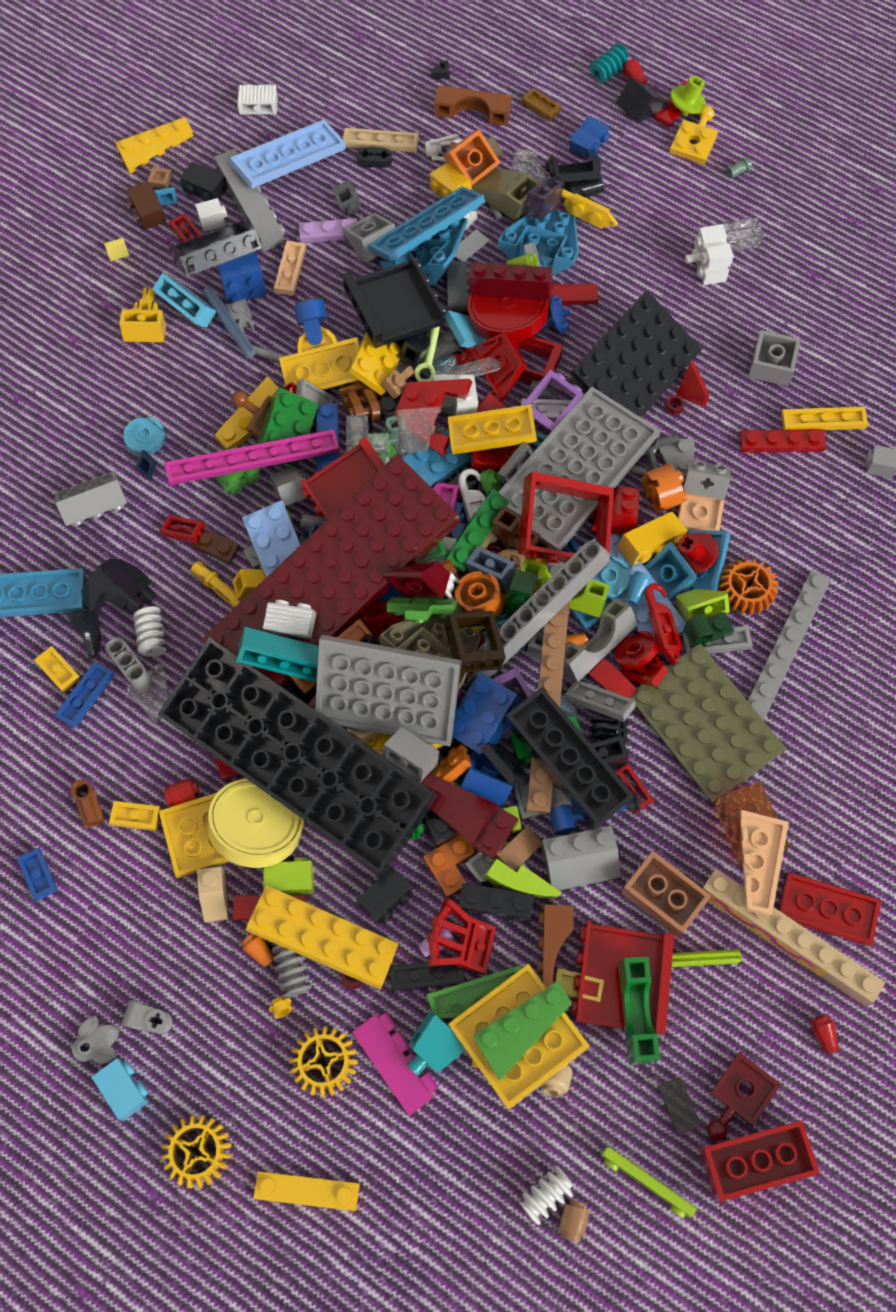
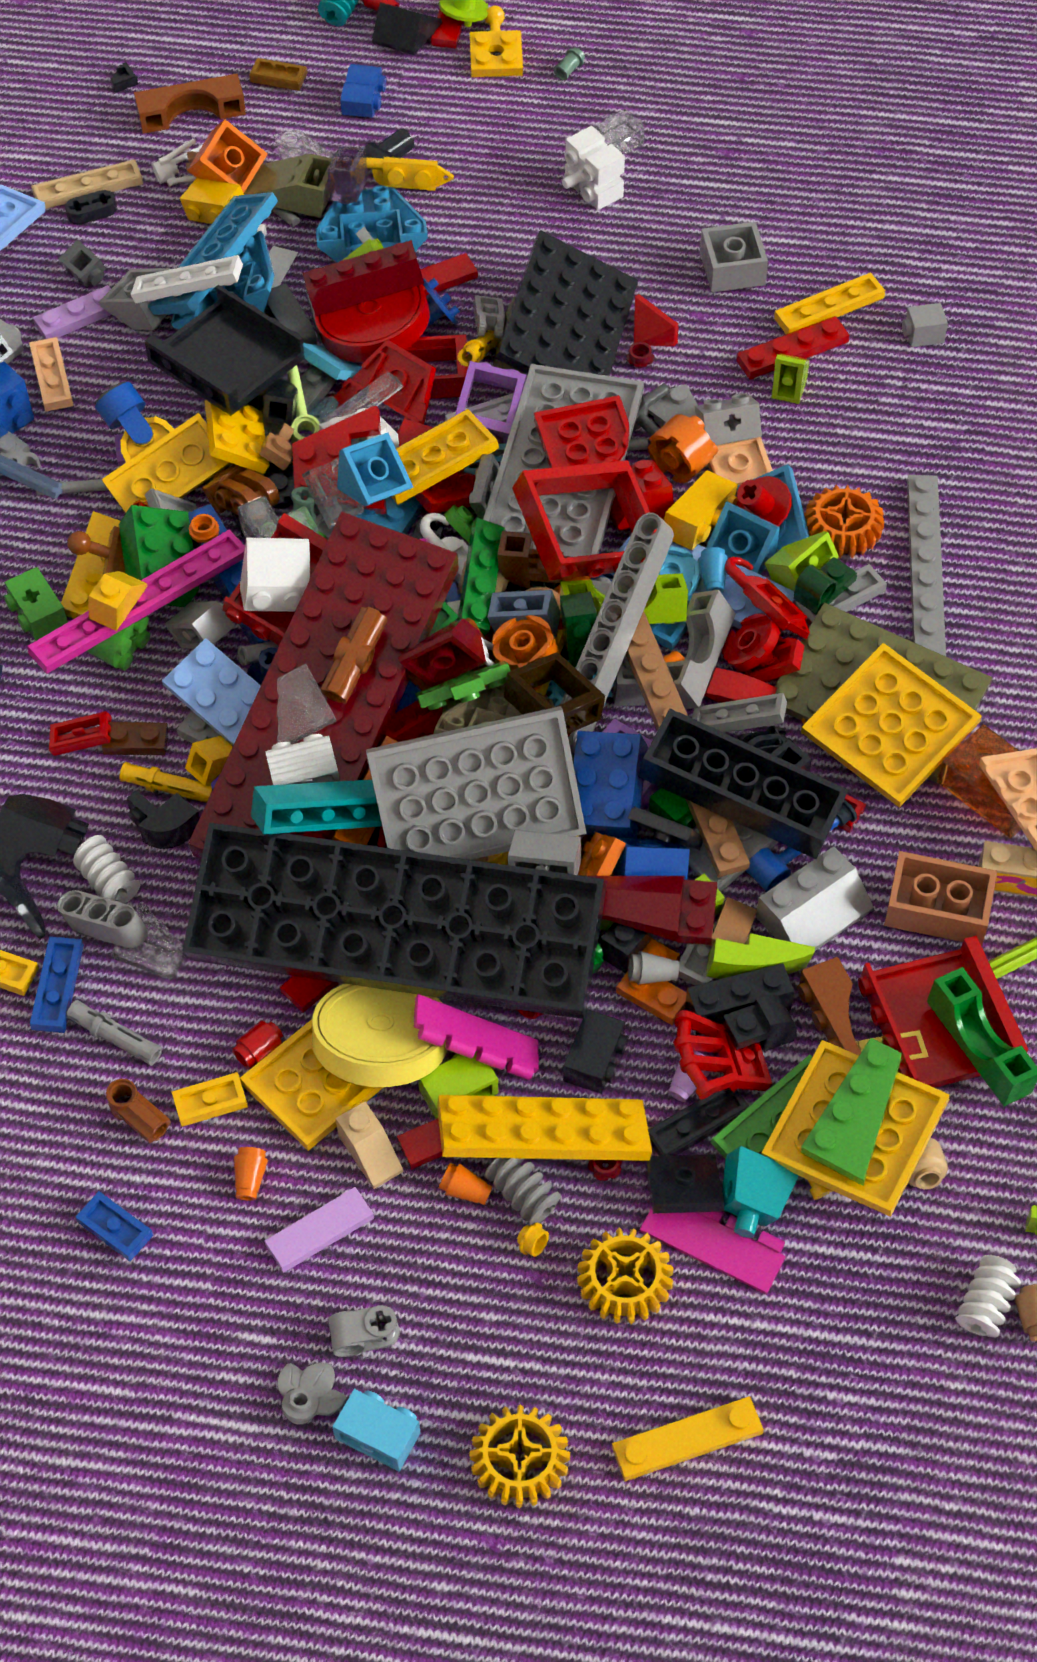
camera: 25 degrees left, 10 degrees down
(97, 735) = (103, 1026): none -> light grey pin
(133, 877) = (249, 1172): none -> orange cone
(157, 935) = (319, 1229): none -> lavender tile
(200, 427) = (35, 603): none -> bright green brick
(203, 615) = (163, 826): none -> black brick
(233, 450) = (114, 598): none -> yellow slope
(307, 580) = (300, 706): none -> clear wing
(309, 850) = (470, 1033): none -> dark pink windscreen
(320, 416) = (203, 528): none -> orange plate
(338, 477) = (274, 573): none -> white slope
(356, 559) = (354, 655): none -> dark orange piece
(392, 1017) = (684, 1184): none -> black plate
(395, 238) = (187, 279): none -> white plate
(441, 427) = (372, 471): none -> dark azure slope
(447, 857) = (651, 968): none -> light grey cone
(501, 929) = (763, 1023): none -> black brick
(547, 393) = (453, 394): dark grey cone -> none
(562, 360) = (477, 348): none -> yellow pin
(576, 171) = (385, 123): black panel -> none
(586, 336) = (489, 315): none -> light grey hinge
(597, 455) = (584, 432): none -> red plate
(698, 753) = (891, 724): none -> yellow plate
(766, 463) = (789, 378): none -> lime slope

